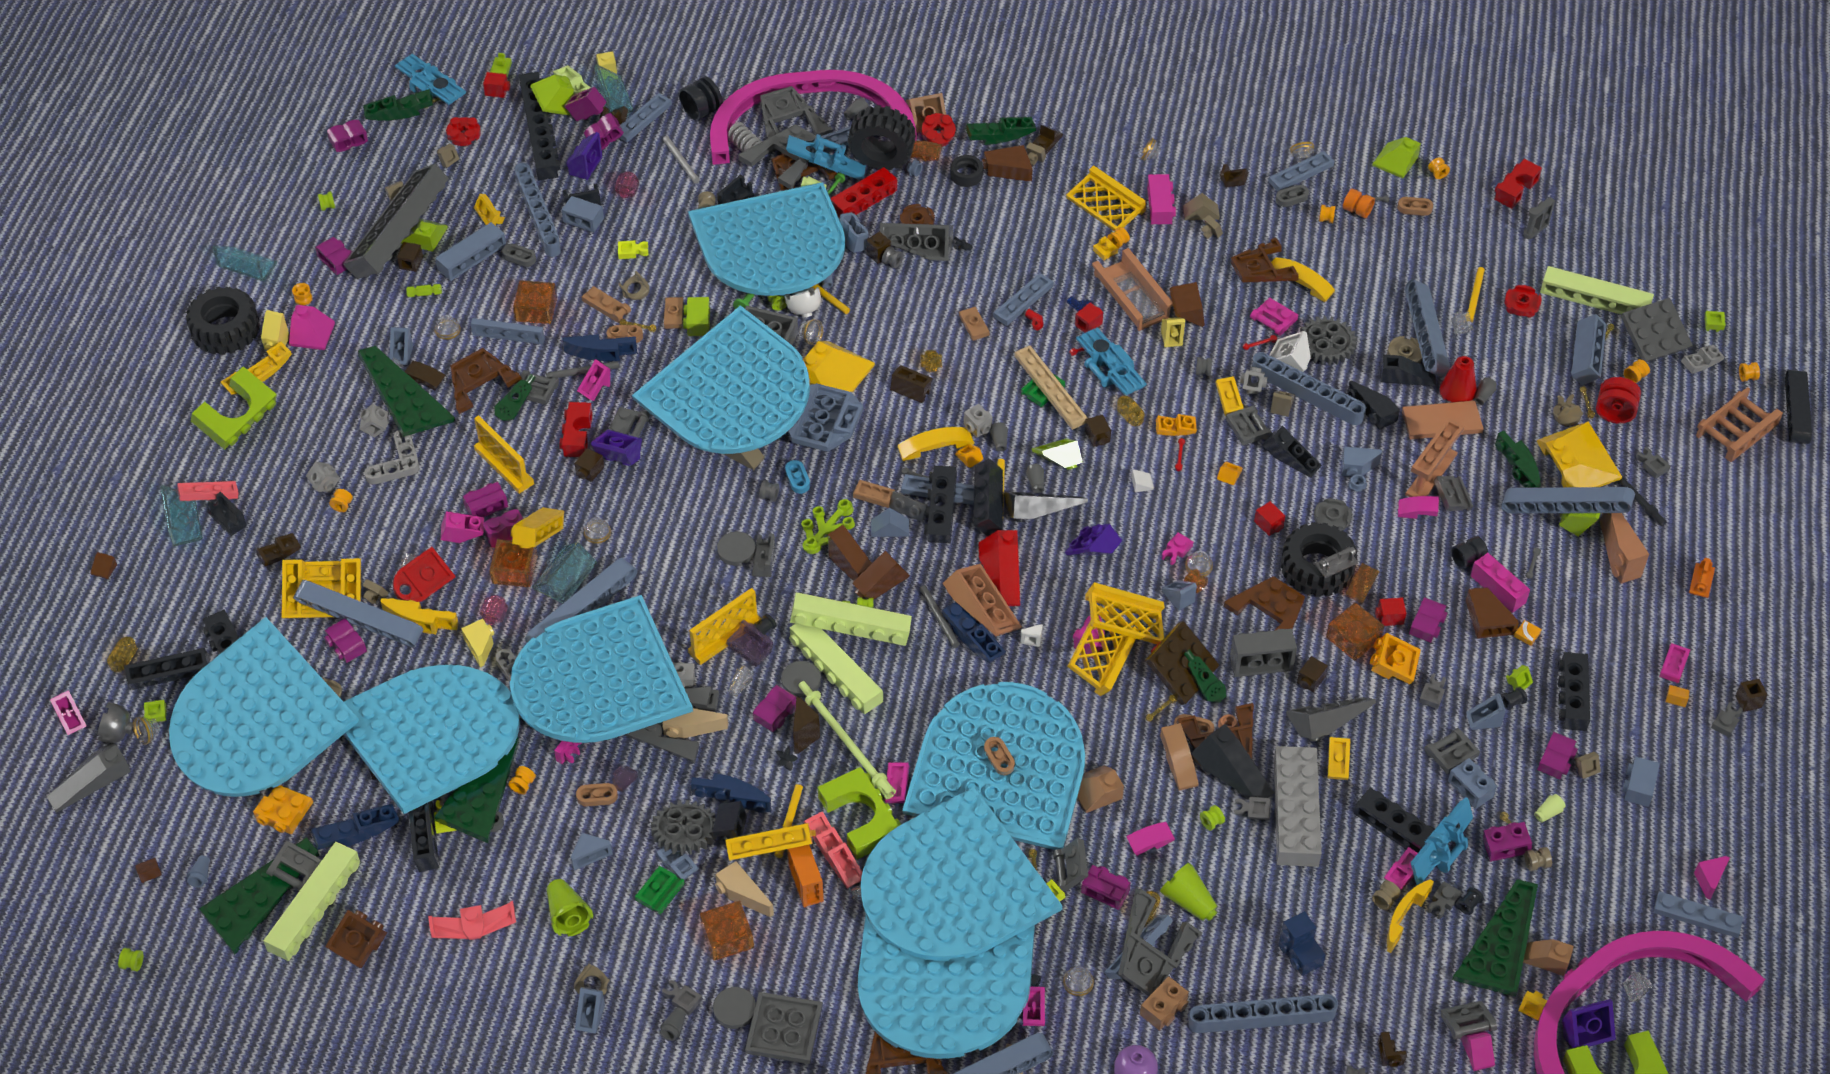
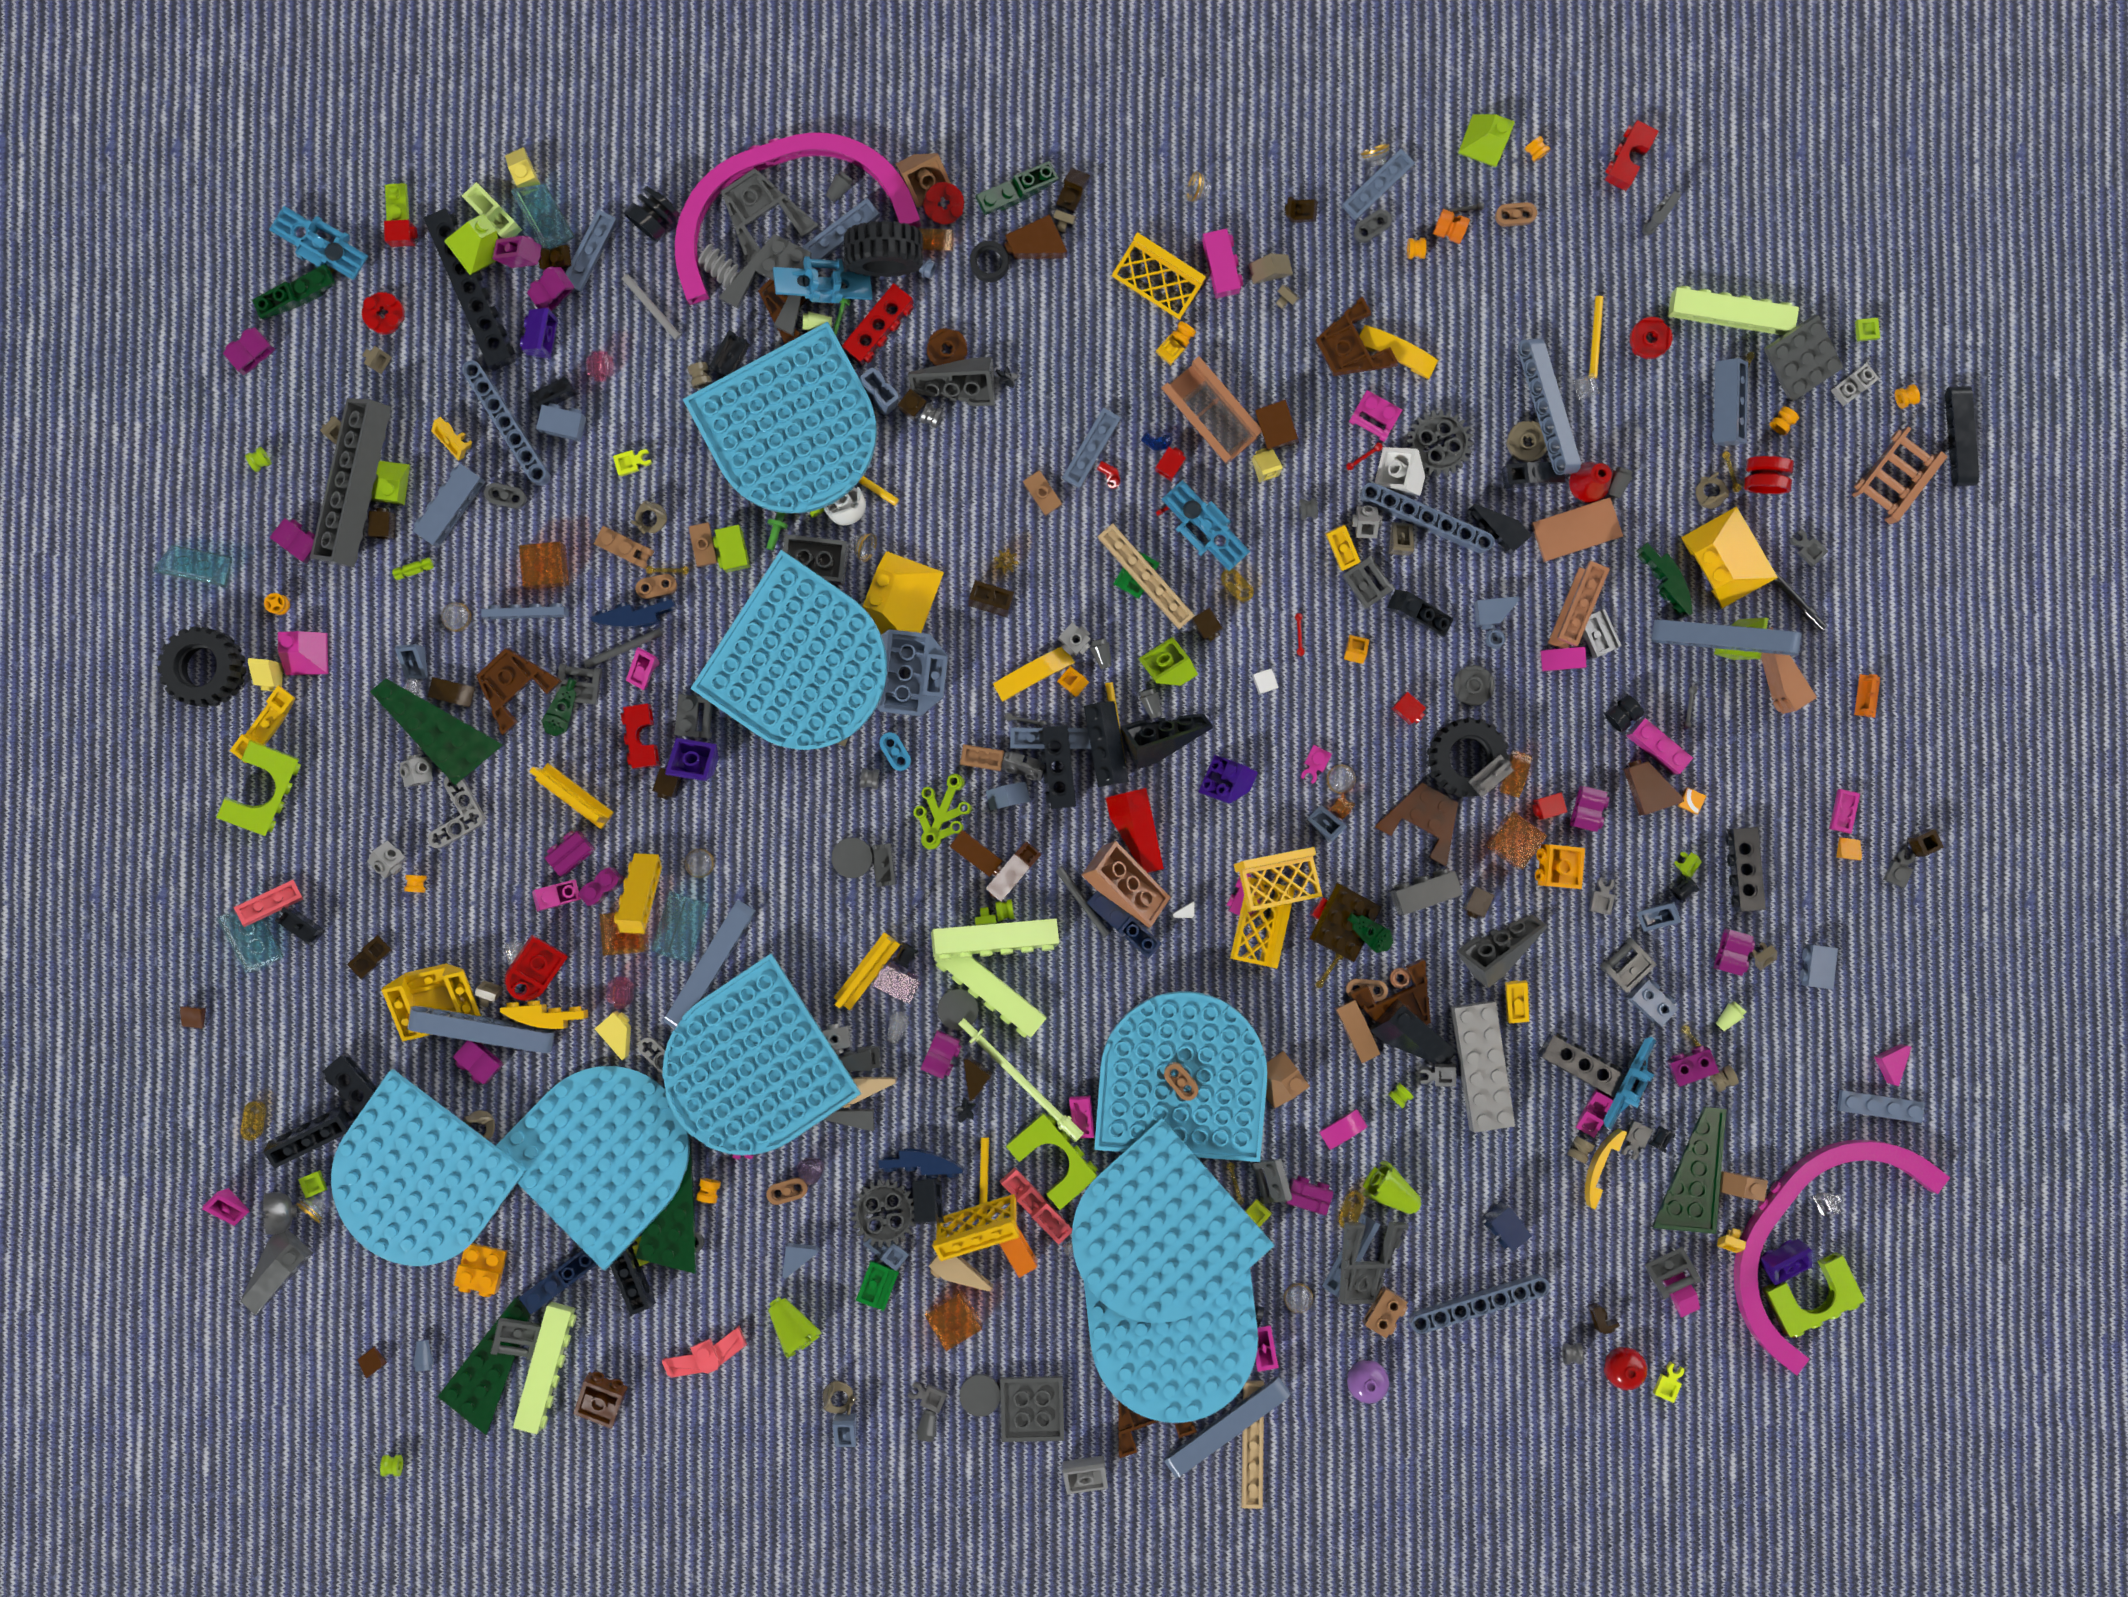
camera: 10 degrees left, 35 degrees up
(1176, 426) = (1289, 596): light orange slope -> none

